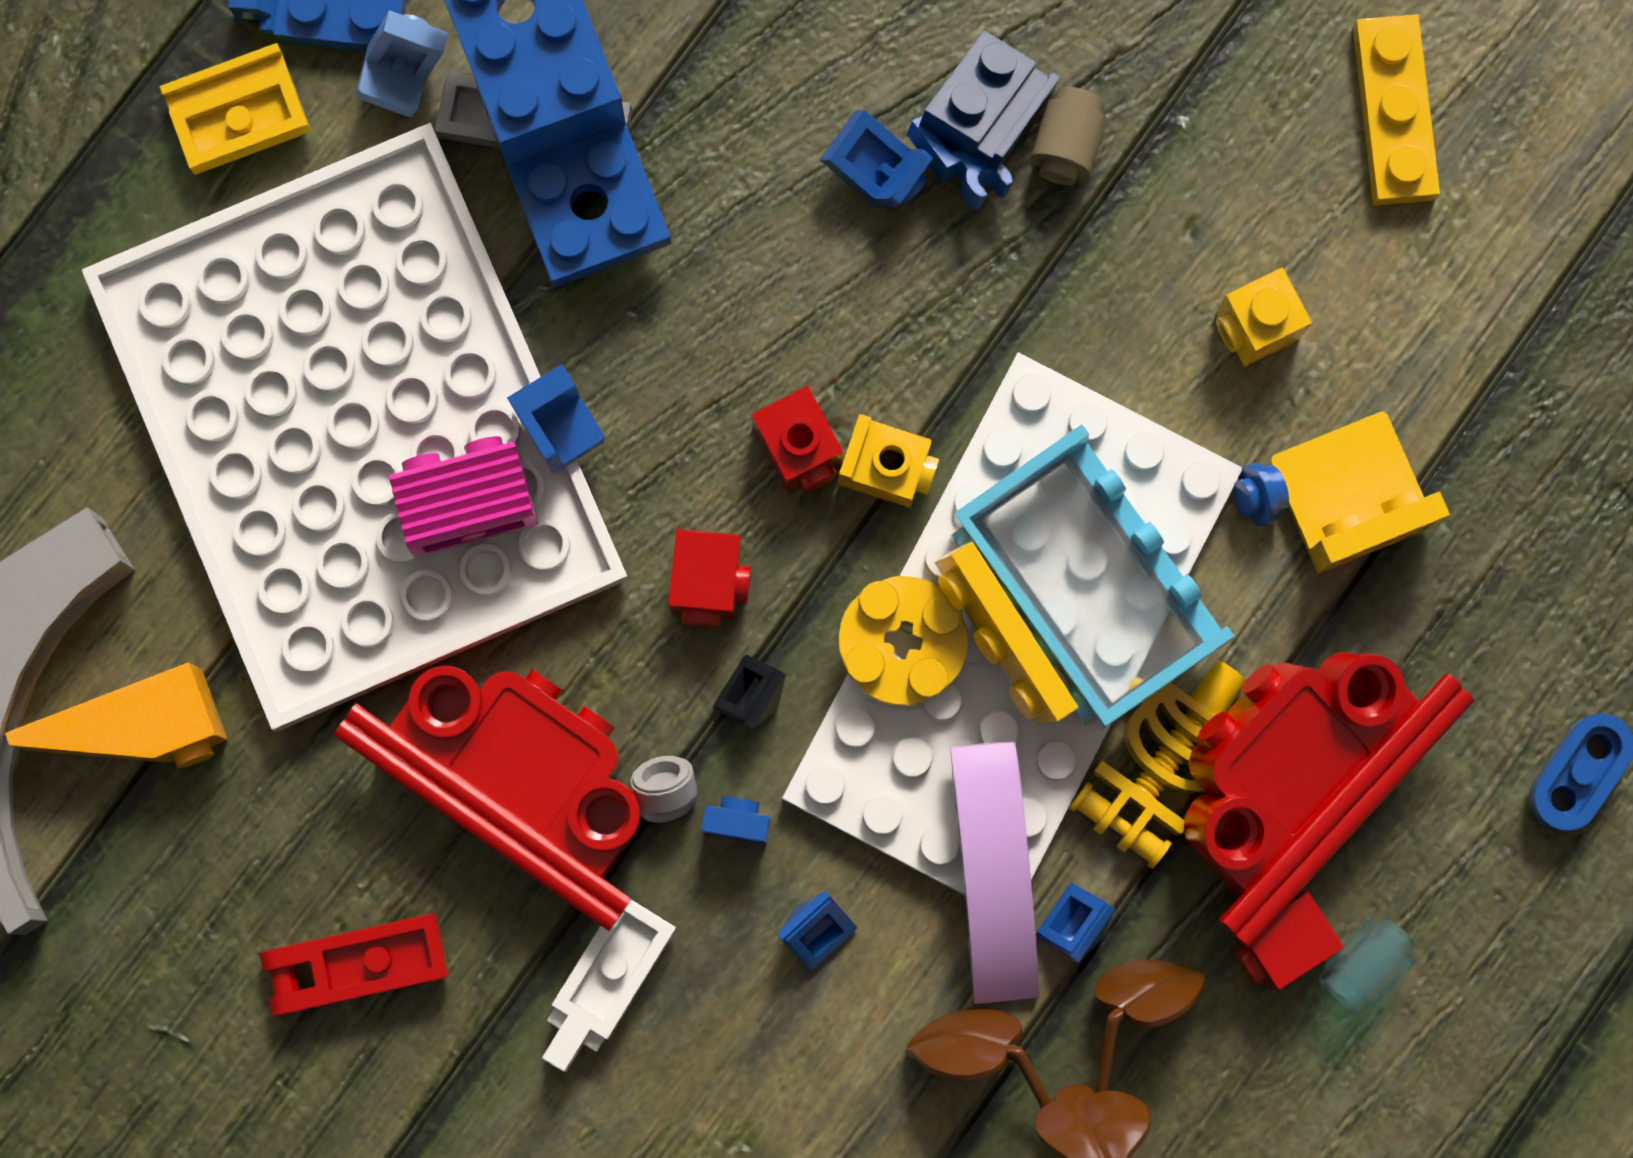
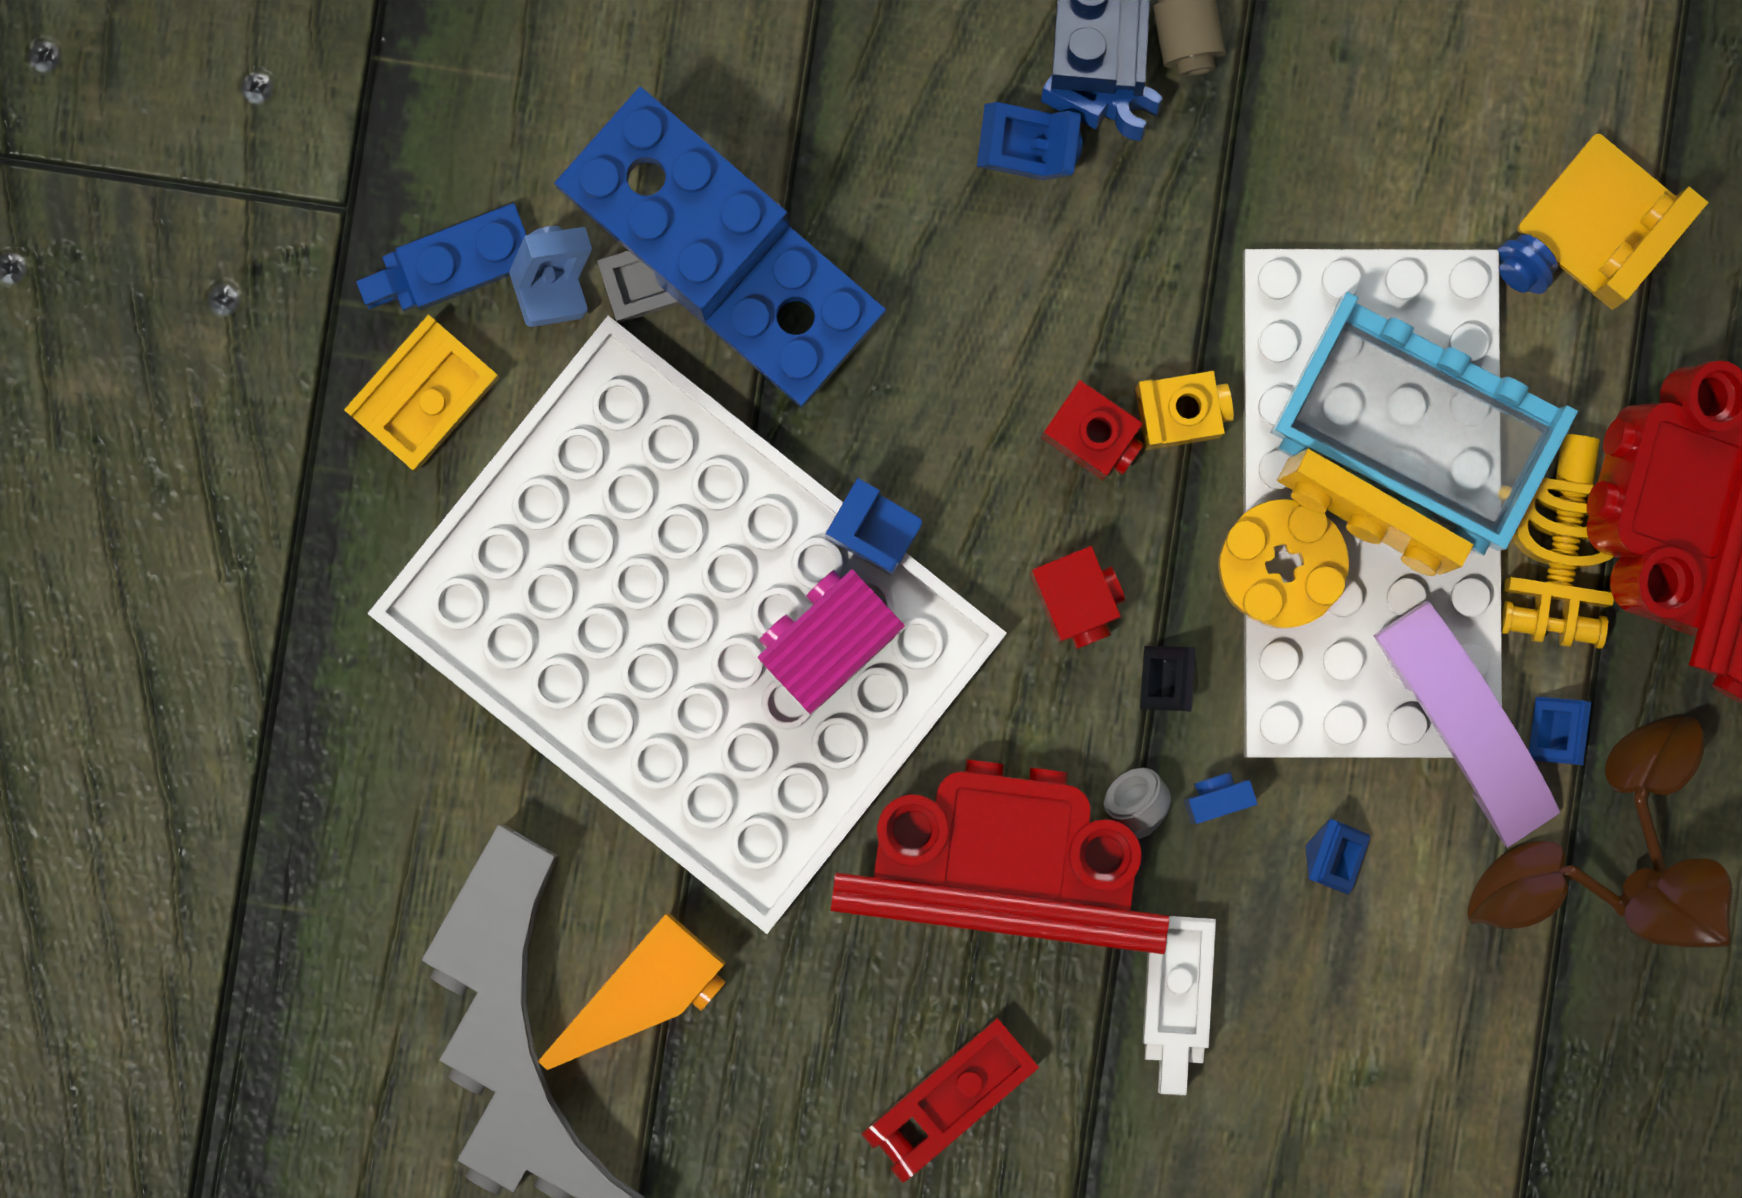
camera: 30 degrees left, 5 degrees up
(1262, 317) = (1447, 106): yellow brick -> none

